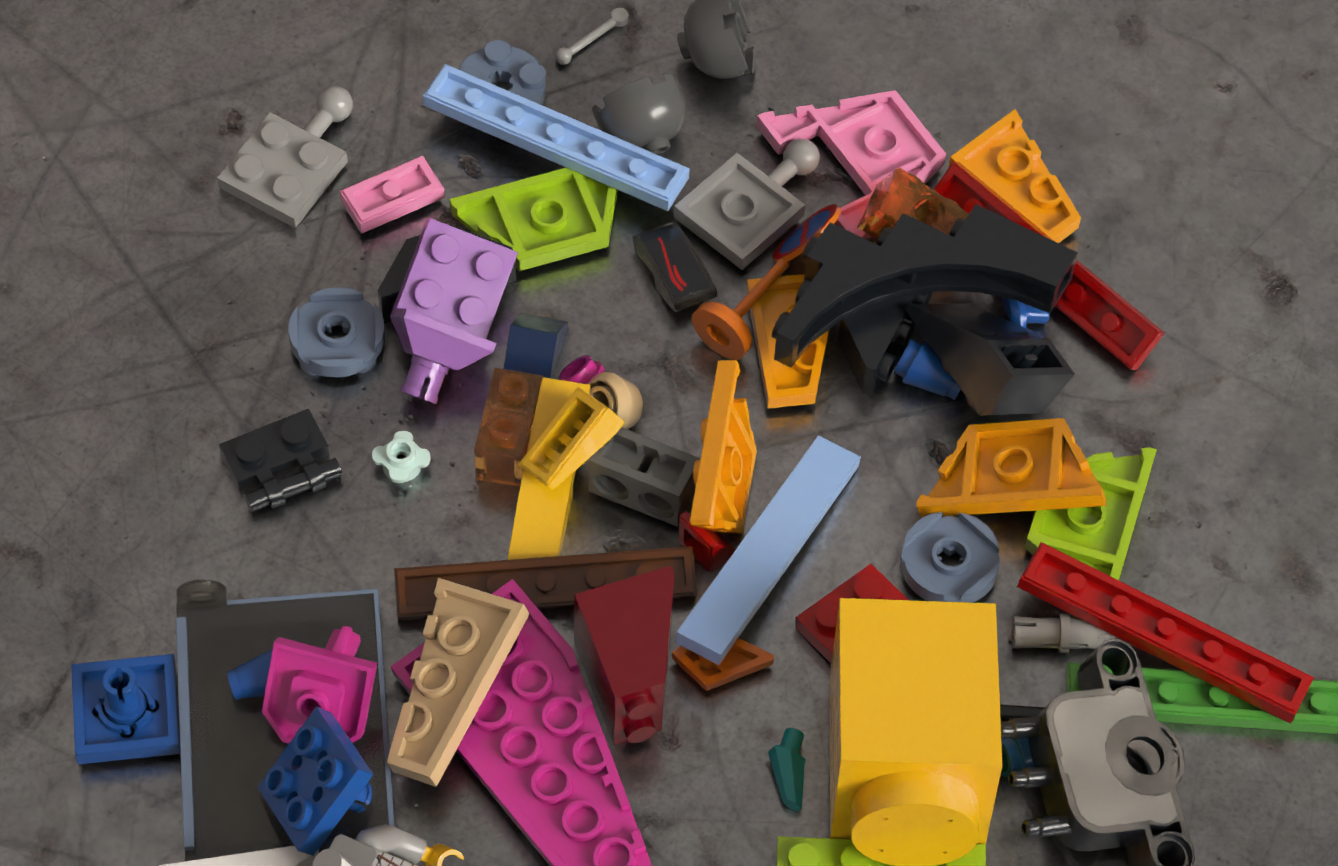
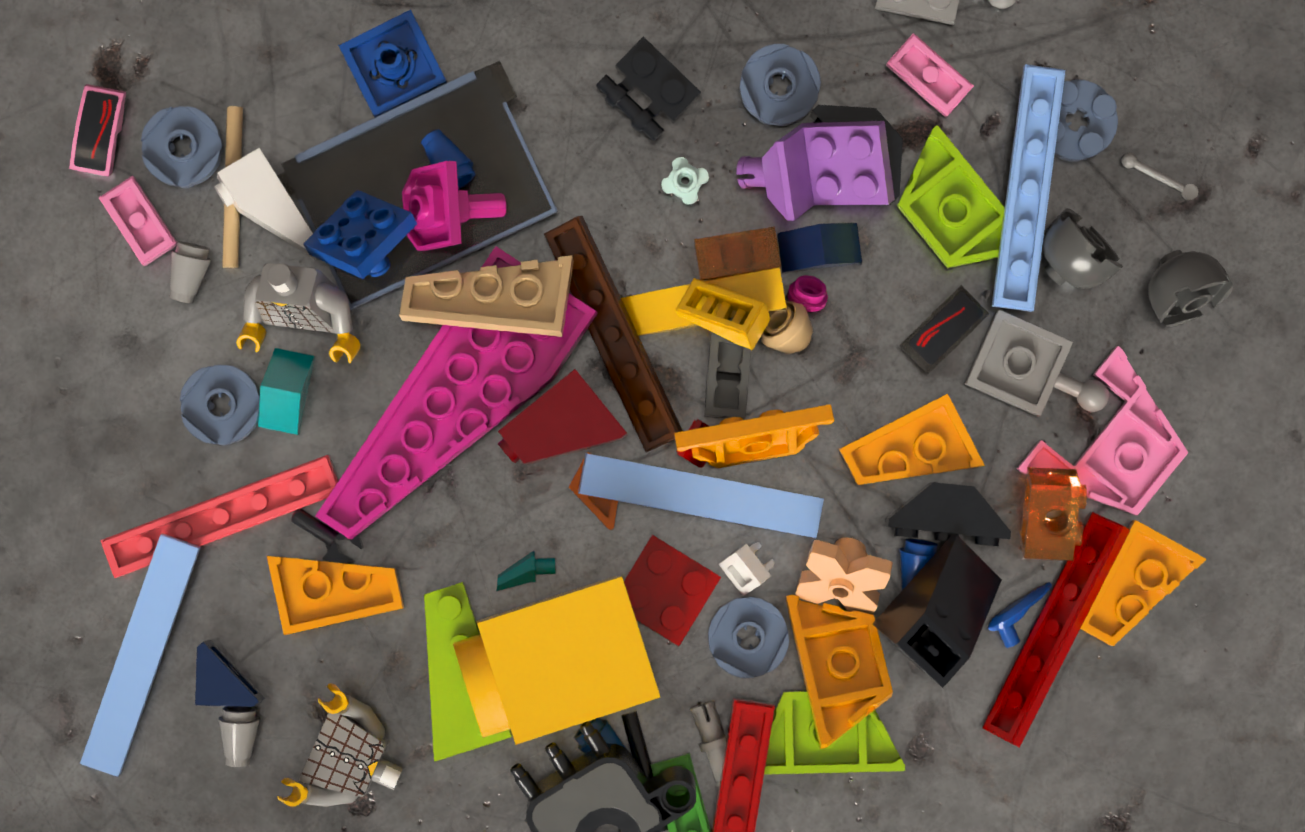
camera: 75 degrees right, 30 degrees up
(724, 328) = (994, 422): orange piece -> none
(871, 534) = (746, 569): none -> white tile
(913, 258) = (964, 479): black arch -> none
(916, 432) = (845, 574): none -> light nougat plant

